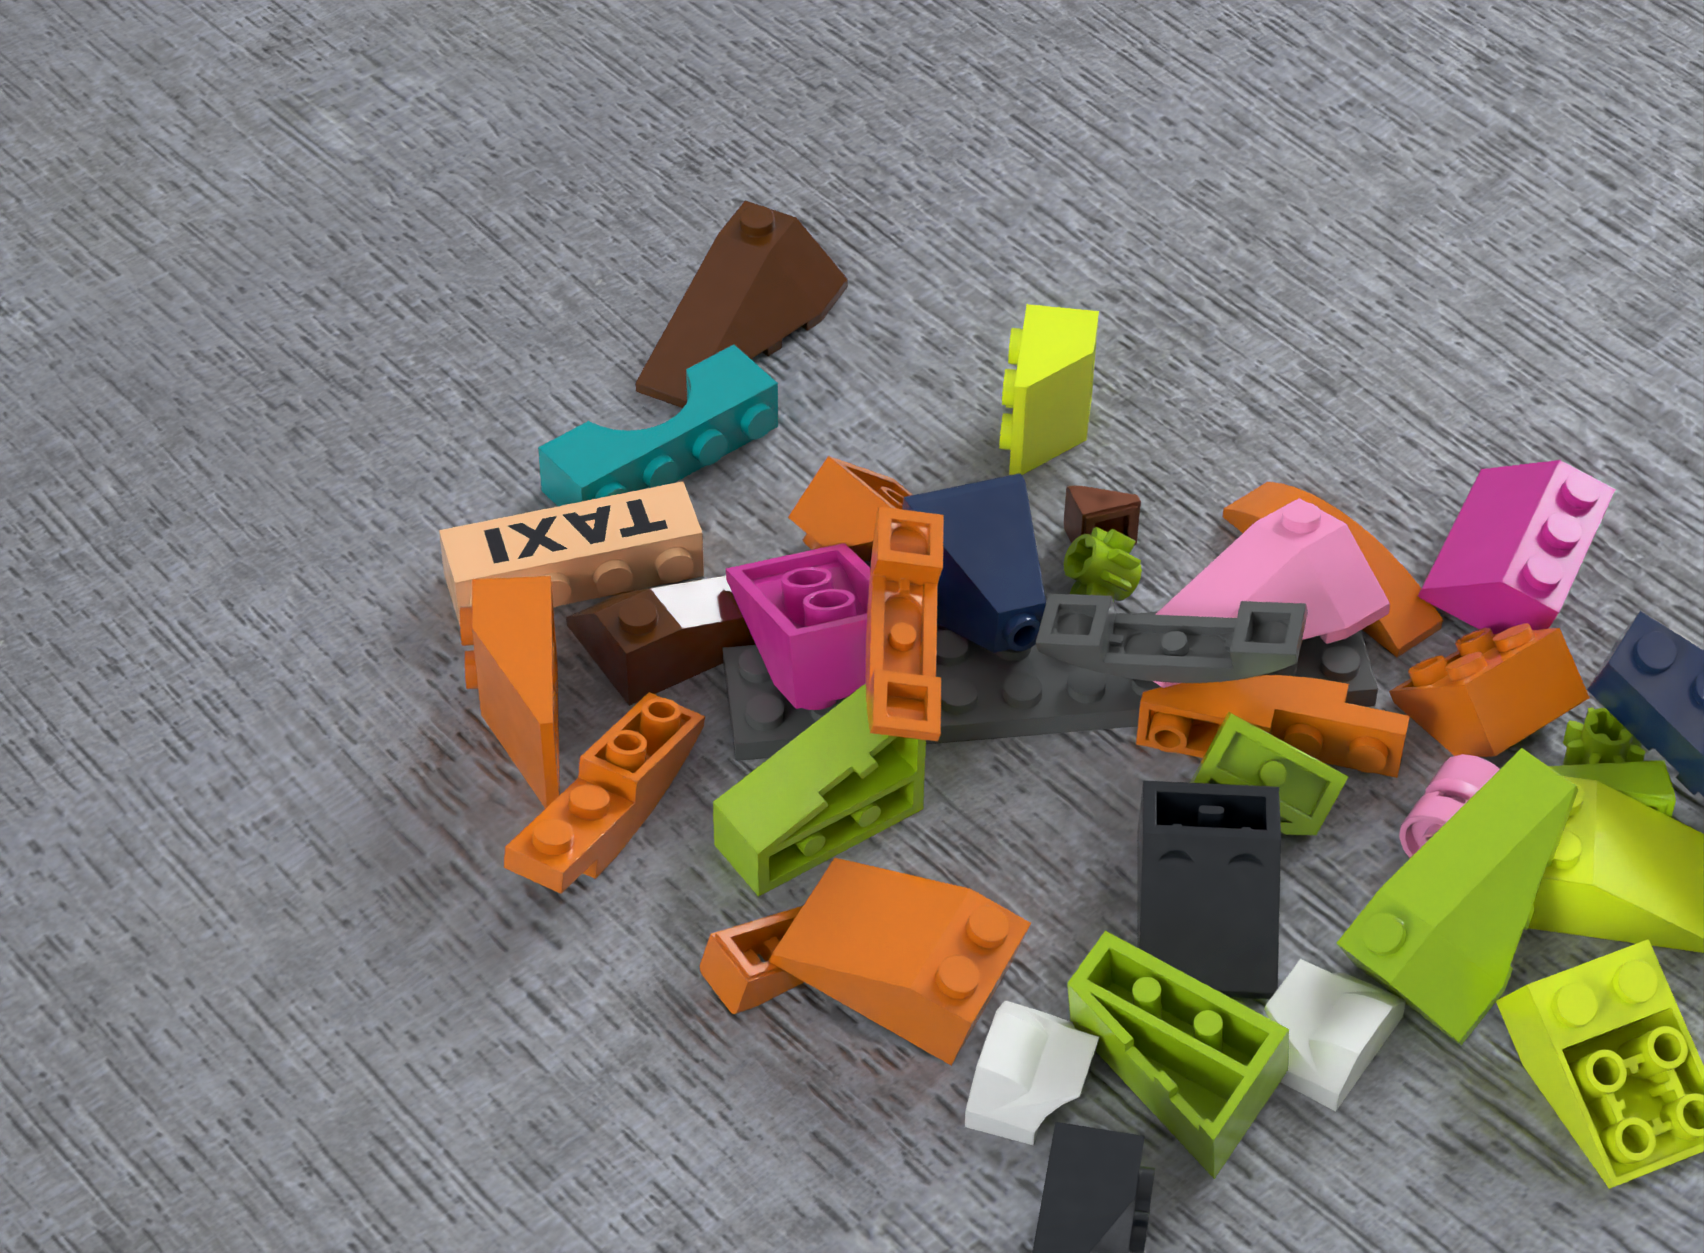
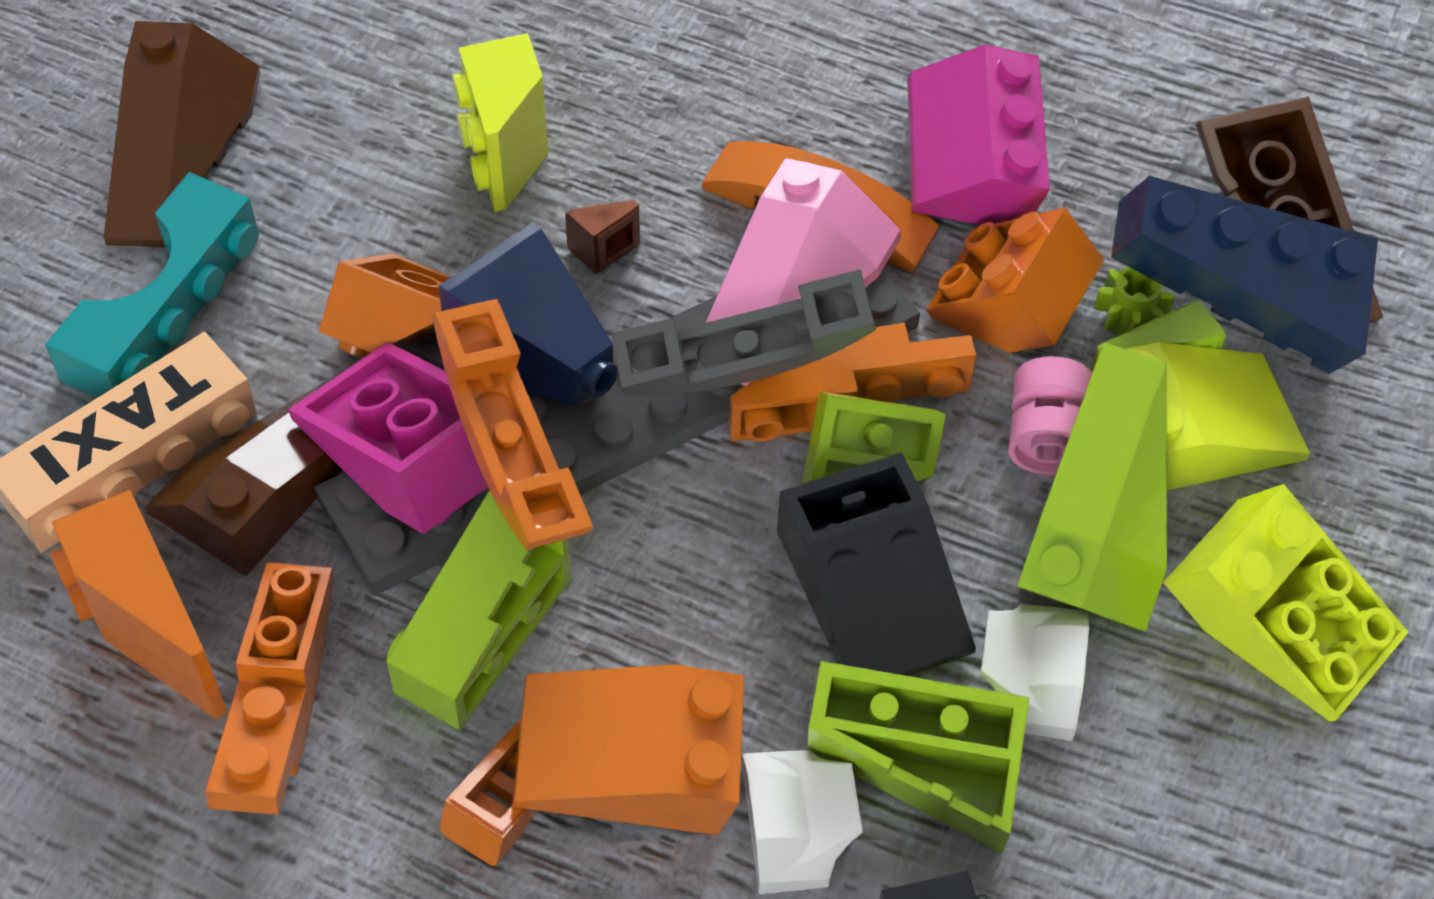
camera: 25 degrees left, 10 degrees up
(1103, 564) = (629, 280): lime gear -> none

